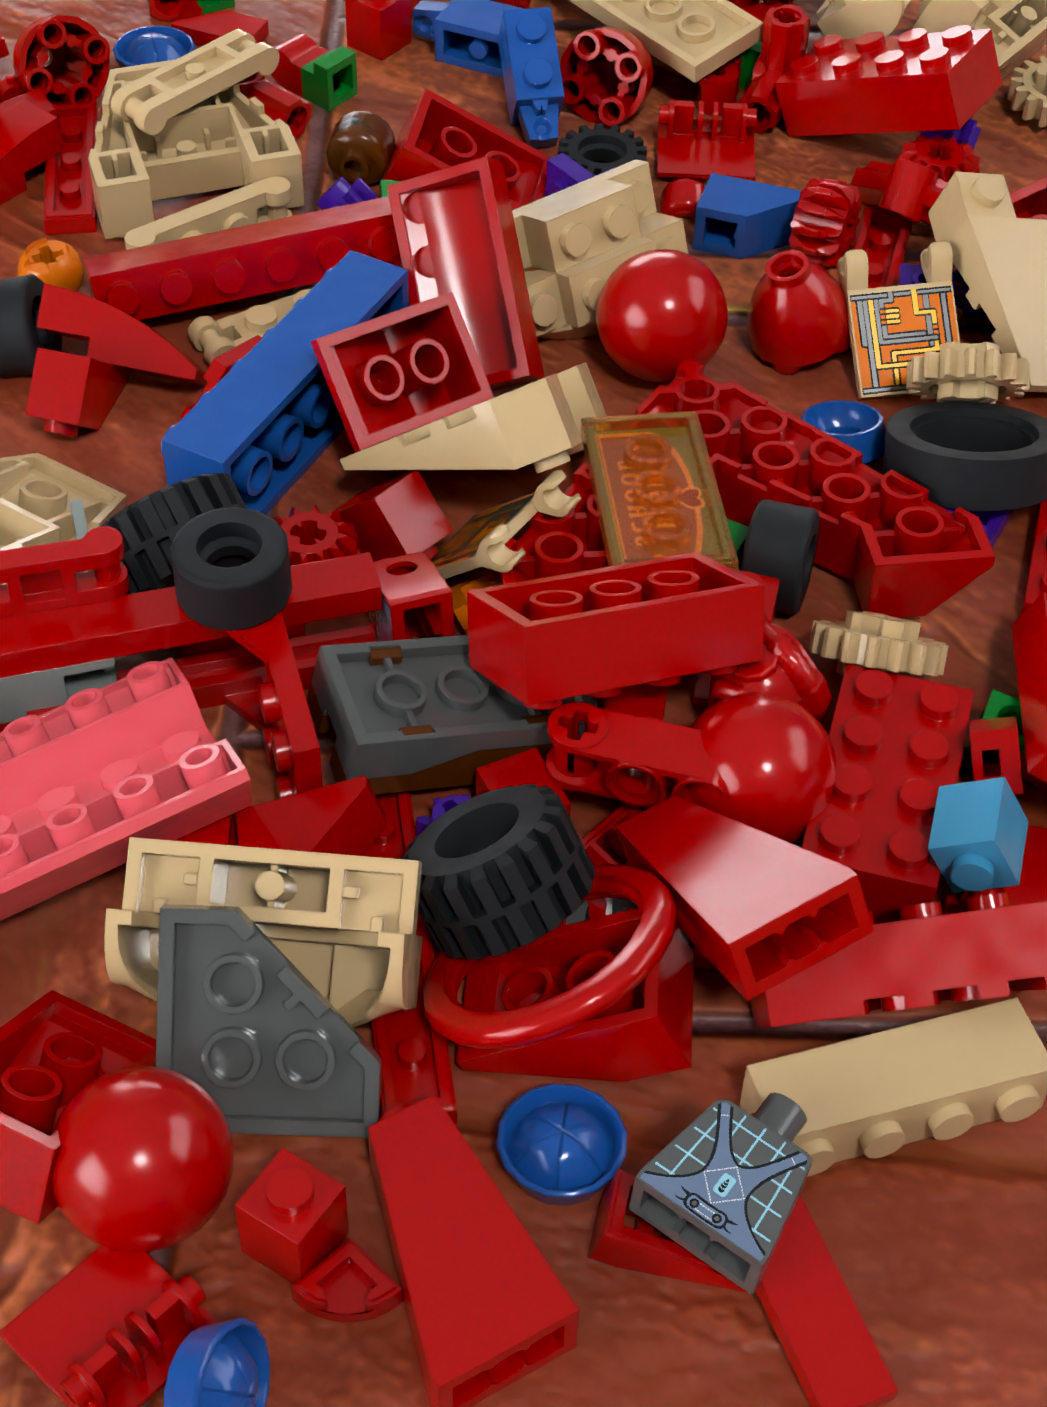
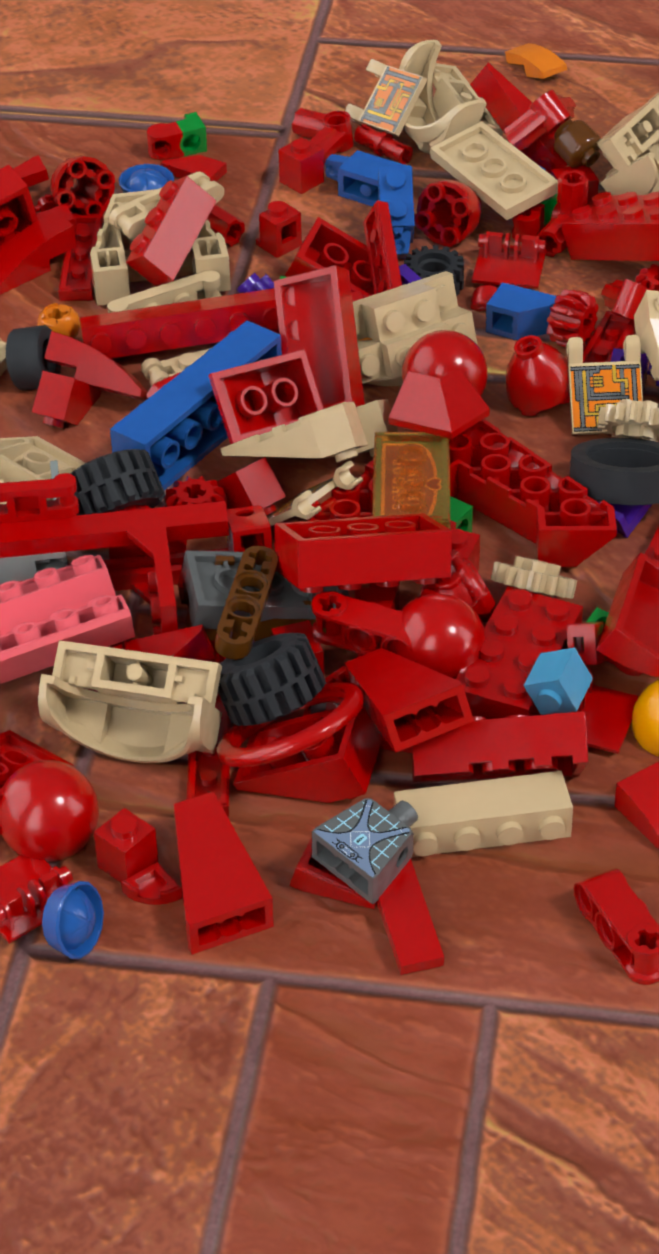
camera: 10 degrees right, 5 degrees down
(208, 118) = (170, 230): none -> brick
(231, 568) = (138, 503): black tyre -> none
(258, 1030) = (120, 751): dark grey plate -> none
(315, 71) = (249, 198): green leg -> none
(360, 147) = (272, 253): reddish brown head -> none
(368, 93) = (279, 223): none -> red brick
(440, 732) = (246, 601): none -> reddish brown beam
(526, 134) = (381, 248): none -> red tile
(561, 1143) = (282, 827): blue hat -> none
(671, 368) = (438, 405): none -> red slope
(783, 546) = (490, 517): black tyre -> none
(852, 424) = (554, 449): blue hat -> none

